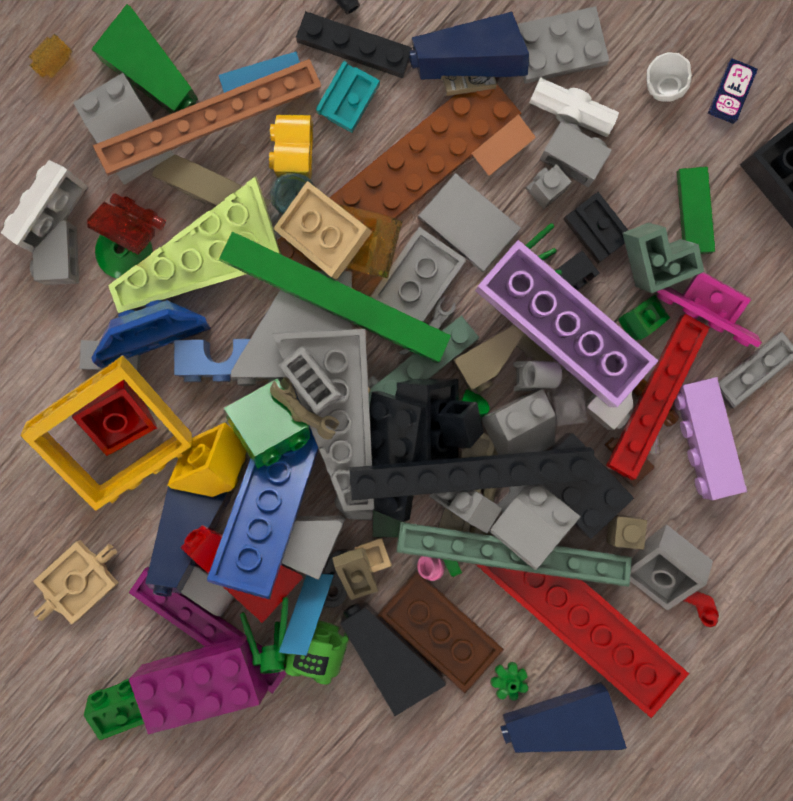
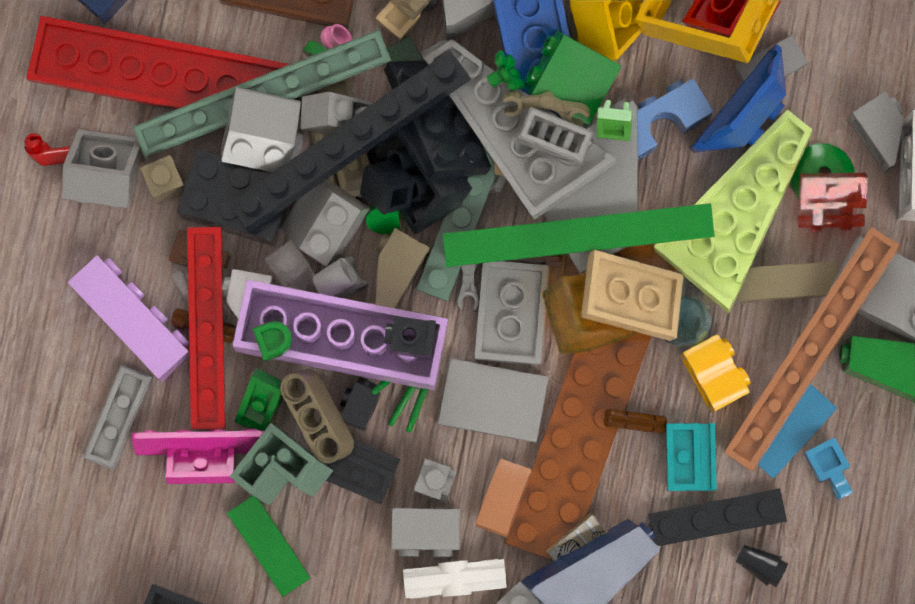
camera: 145 degrees right, 5 degrees down
(249, 33) = (828, 463): none -> dark azure plate
(256, 364) = (614, 123): none -> bright green tile
(318, 456) = (505, 72): none -> green plant
(374, 144) = (635, 421): none -> reddish brown axle
(505, 283) = (419, 347): none -> black brick
(615, 275) = (302, 407): none -> dark tan beam
(625, 346) = (273, 339): none -> green tile

